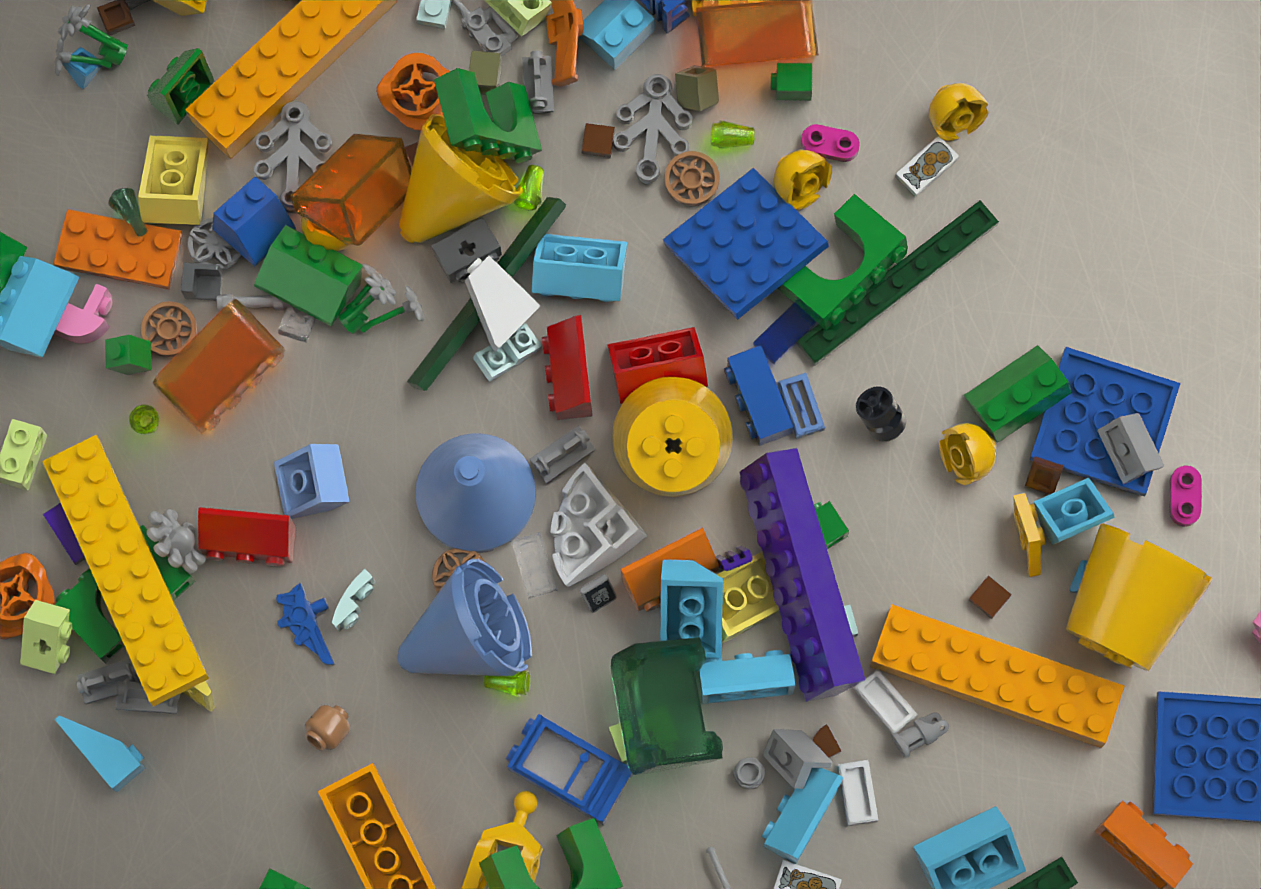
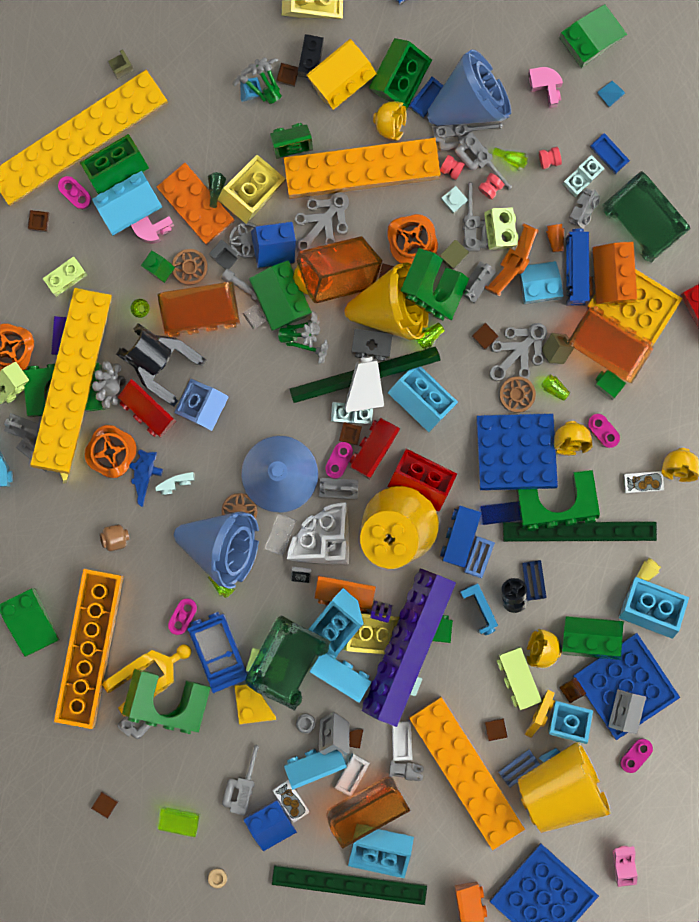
camera: 35 degrees right, 10 degrees up
(202, 466) = (151, 356): none -> black piece
(265, 642) = (91, 456): none -> orange piece
(490, 760) = (182, 616): none -> dark pink plate
(525, 378) = (350, 433): none -> reddish brown tile
(536, 419) = (339, 460): none -> dark pink plate
(664, 803) = (252, 706): none -> yellow wing
(854, 456) = (476, 591): none -> dark azure panel
(871, 364) = (541, 578): none -> dark blue tile
(912, 817) = (366, 811): none -> clear orange windscreen
(967, 511) = (519, 678): none -> yellowish green brick
(1018, 266) = (648, 570): none -> light yellow cone
(1061, 301) = (654, 608): none -> medium azure slope
(1063, 598) = (532, 759): none -> medium blue tile

